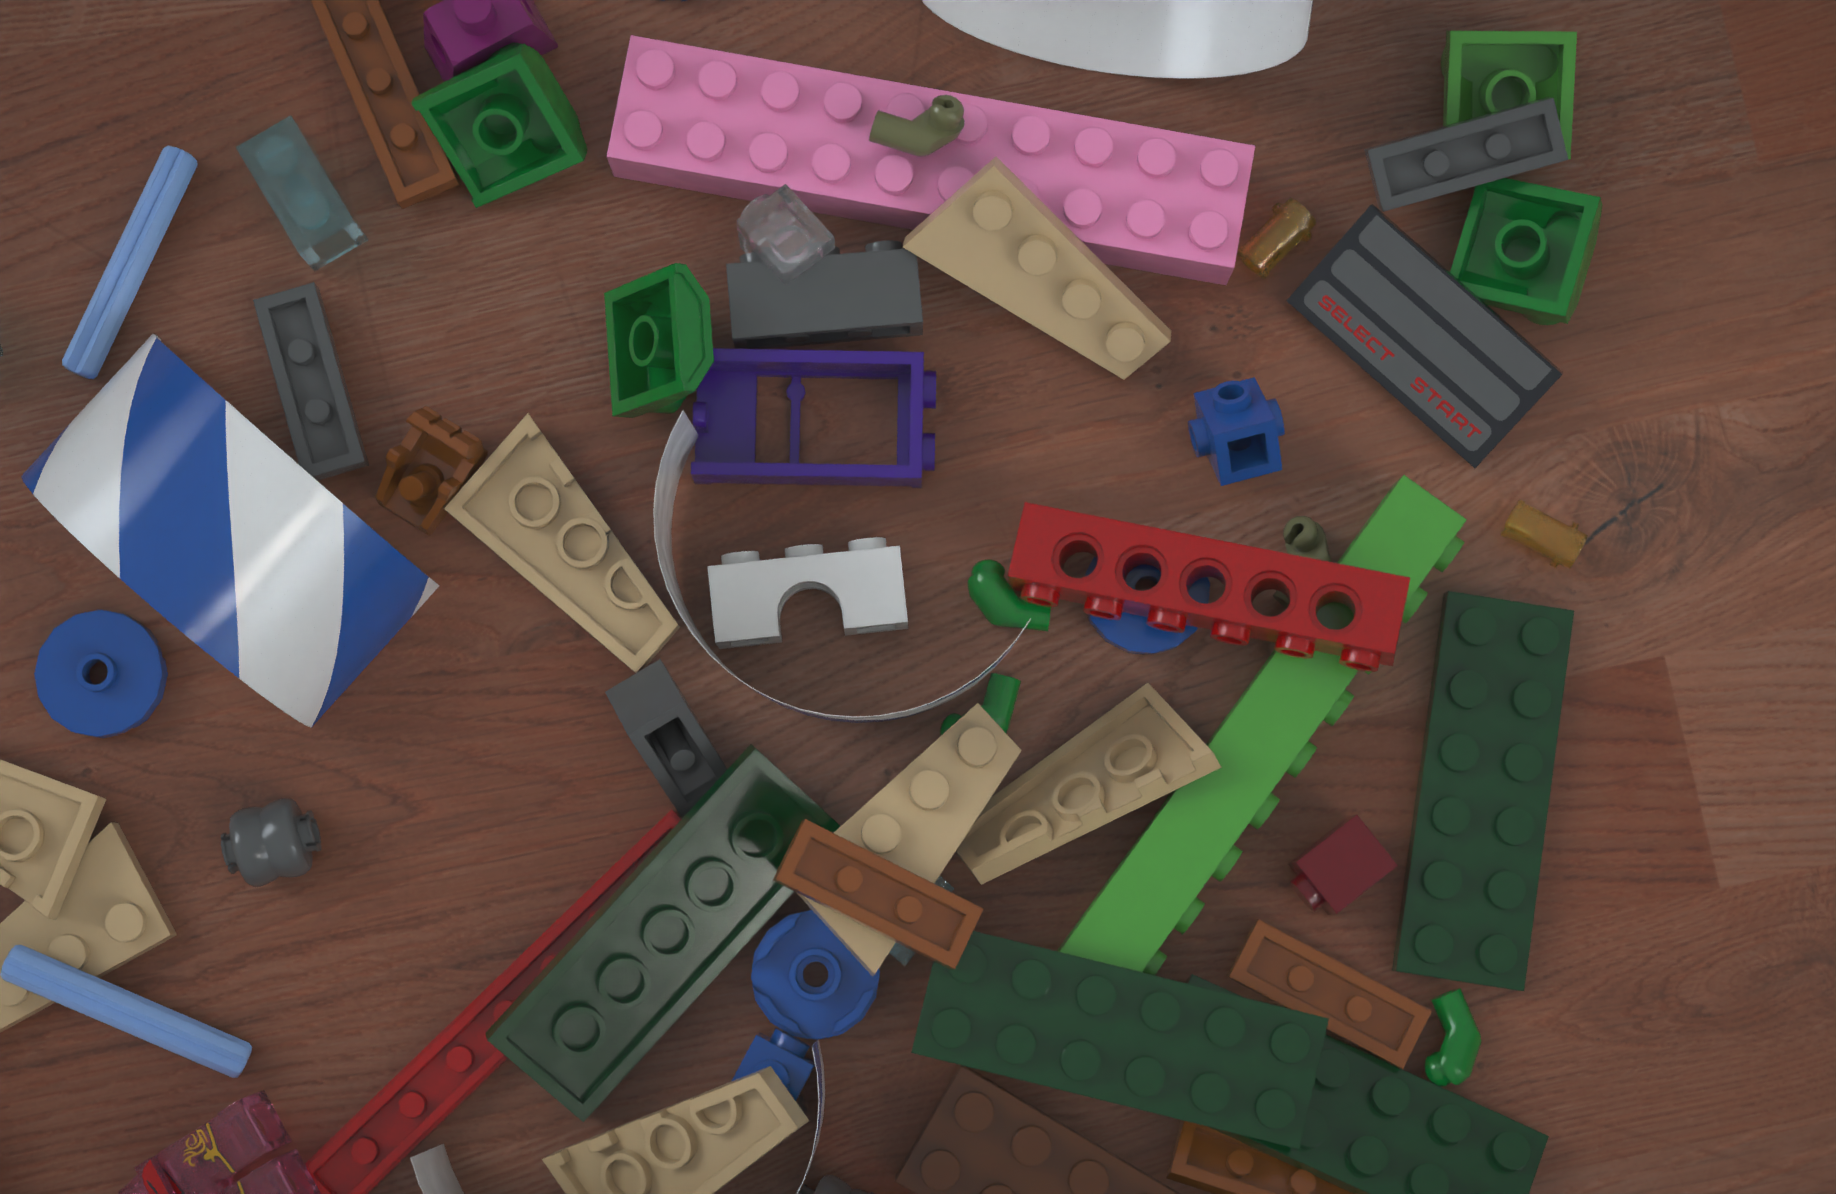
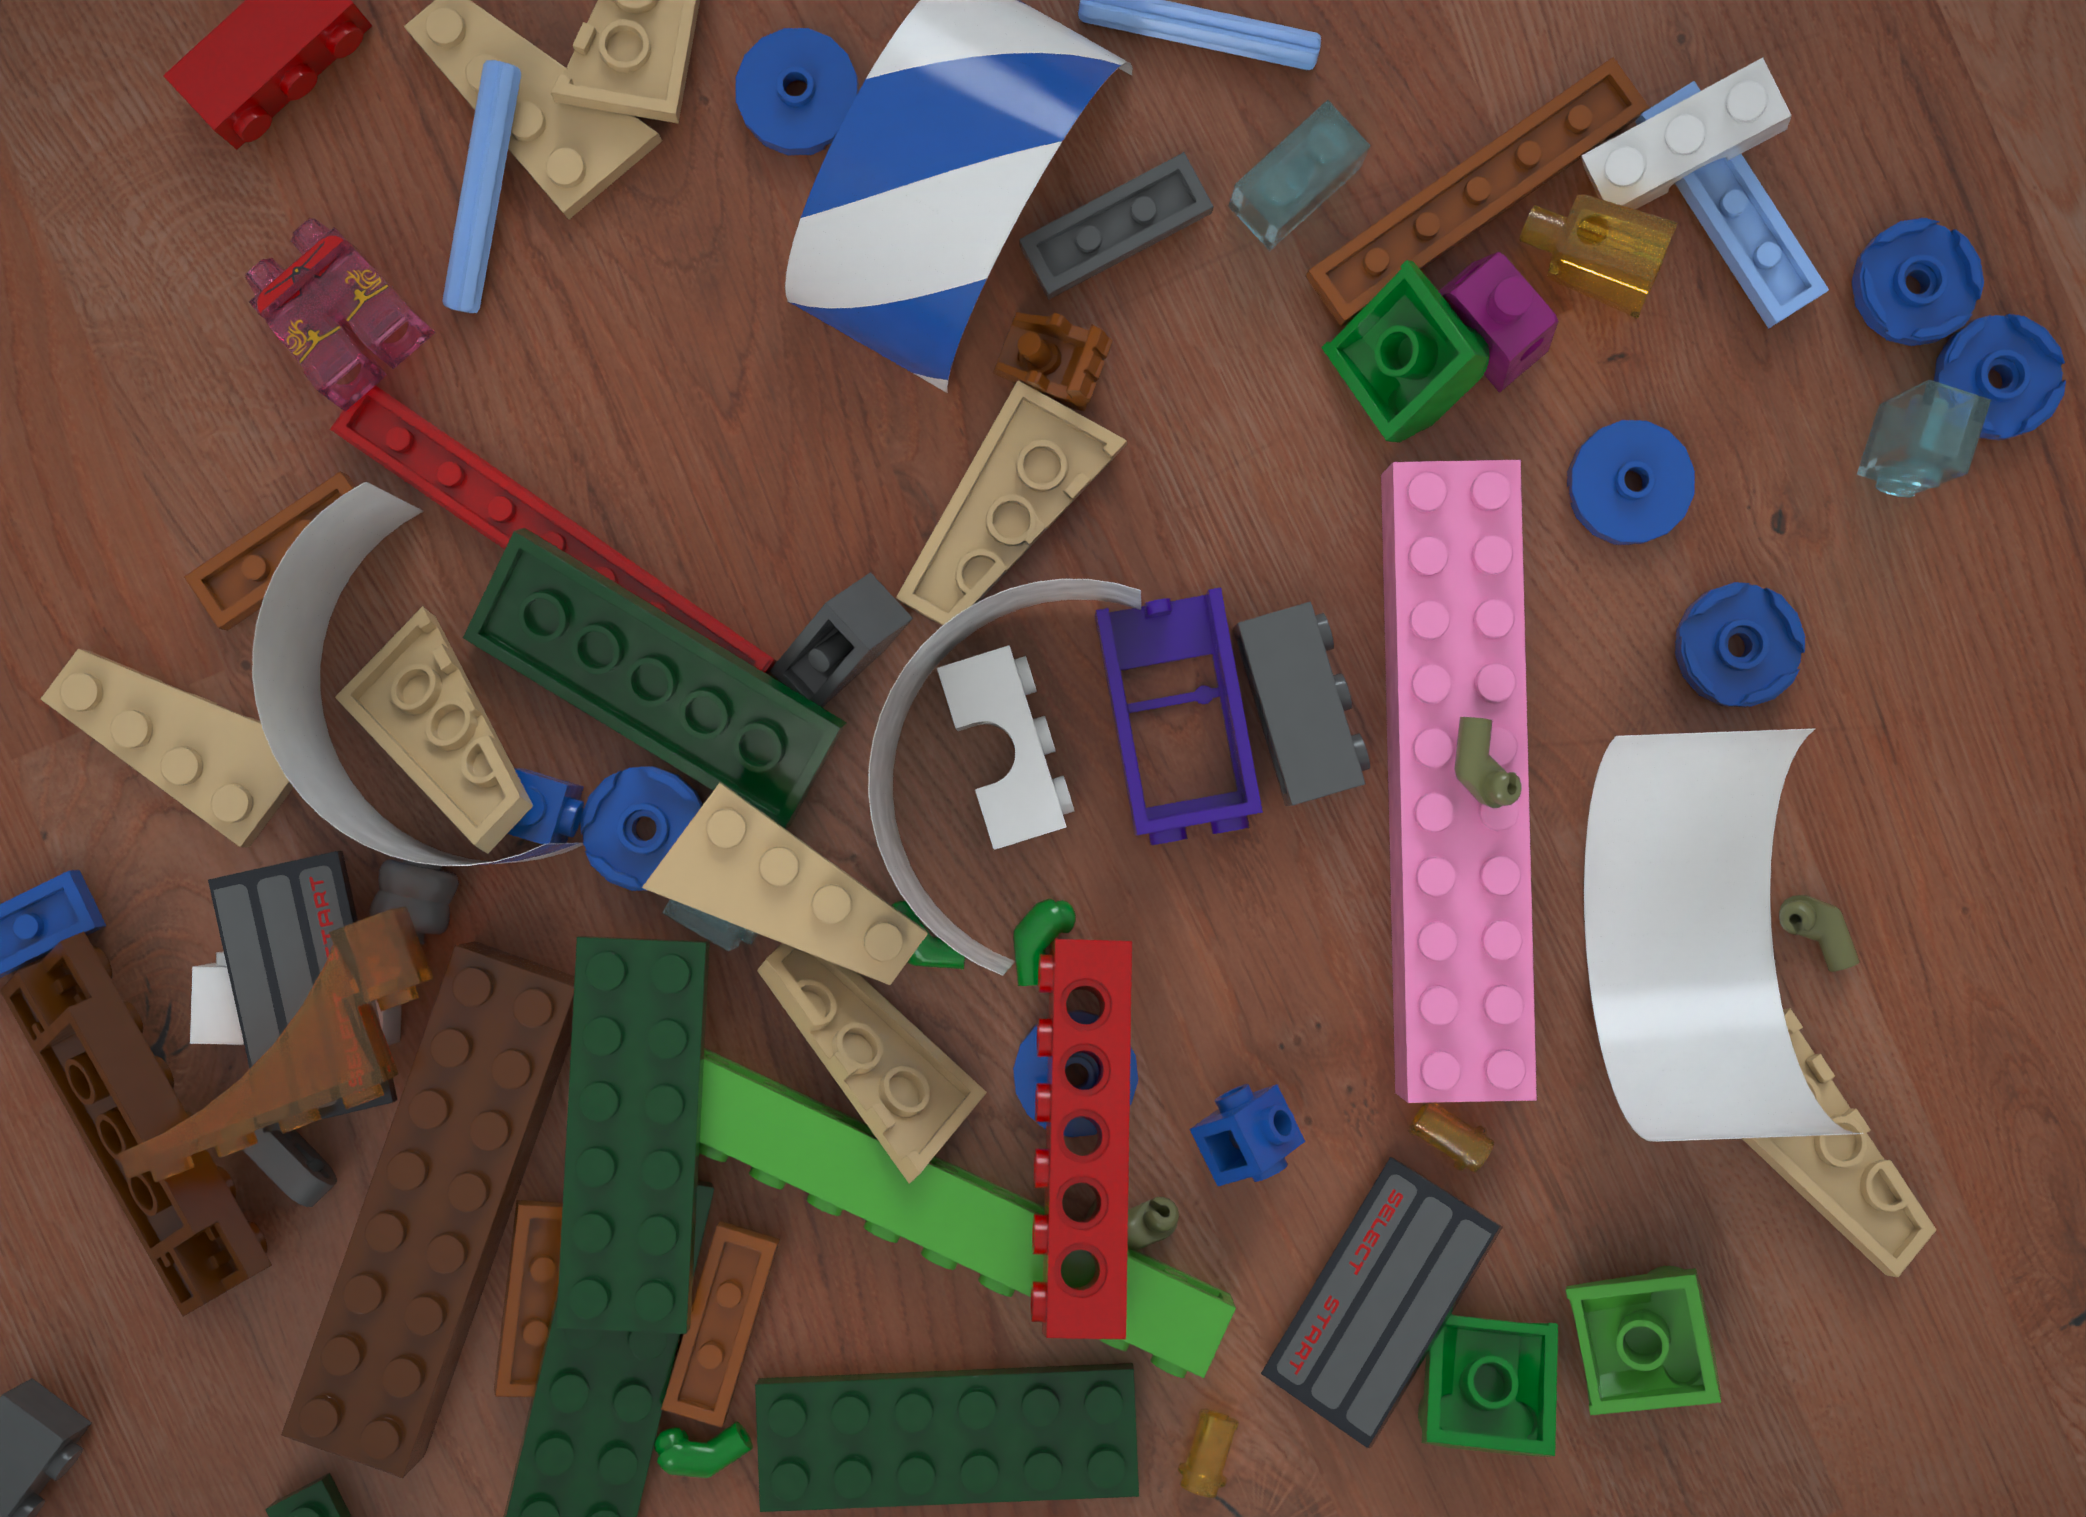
camera: 80 degrees right, 5 degrees up
(270, 842) = (666, 286): dark grey piece -> none
(657, 341) = (1219, 551): green slope -> none
(783, 233) = (1351, 651): clear bracket -> none
(878, 894) = (713, 876): dark orange plate -> none
(1029, 262) = (1371, 900): tan wing -> none
(1340, 866) = (843, 1313): dark red brick -> none
(1466, 154) = (1572, 1312): dark grey plate -> none

